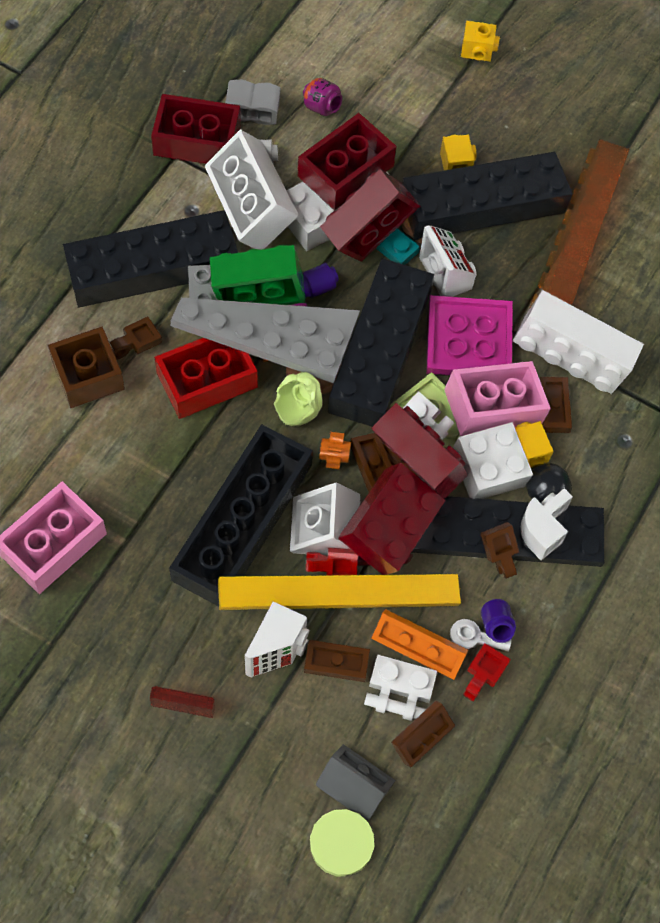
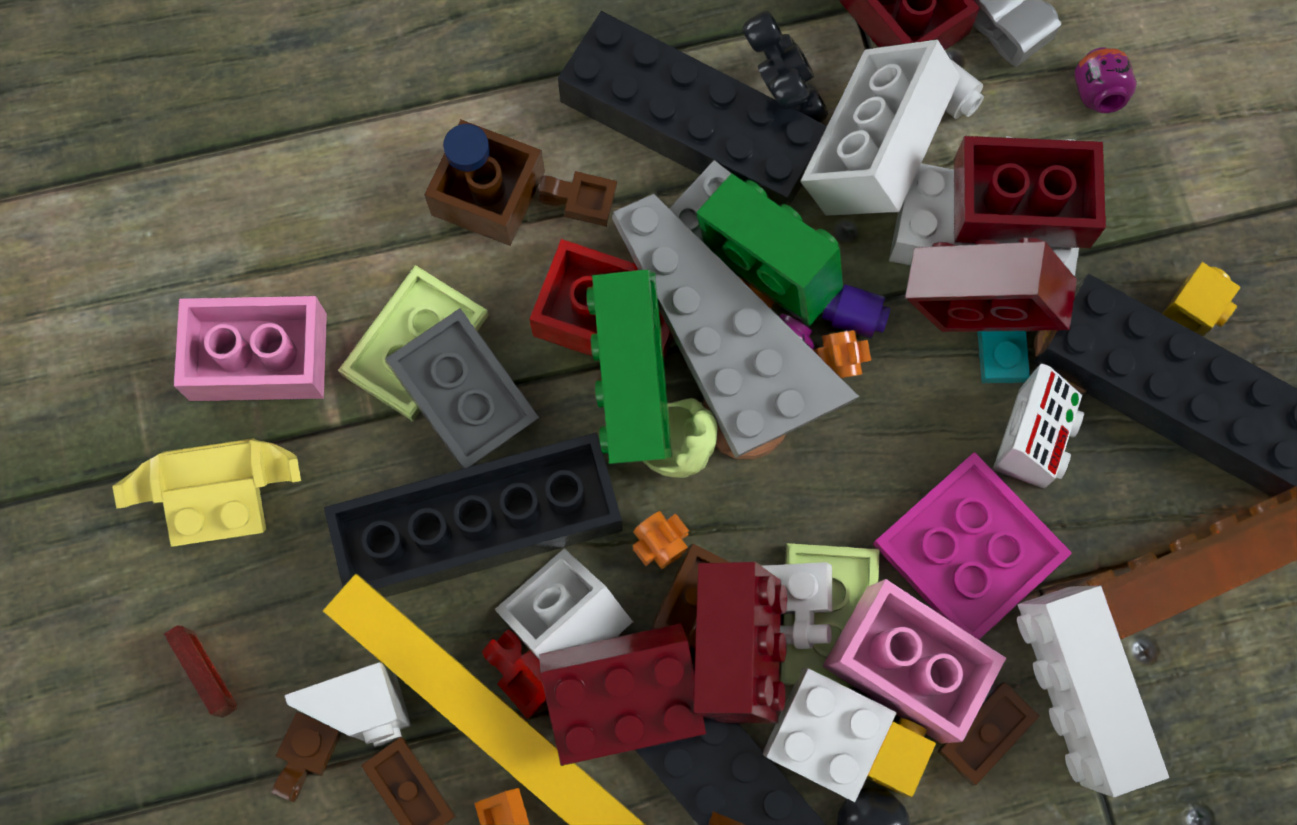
camera: 50 degrees right, 10 degrees up
(66, 353) = (466, 147): none -> dark blue tile
(97, 619) = (209, 488): none -> light yellow plate
(124, 471) = (410, 312): none -> yellowish green tile
(173, 467) = (461, 389): none -> dark grey plate
(177, 201) = (785, 68): none -> black gear
(249, 378) = (630, 365): none -> green brick
(270, 691) = (305, 748): none -> reddish brown plate
(332, 299) = (844, 353): none -> orange gear
(381, 343) = (853, 457): black brick -> none

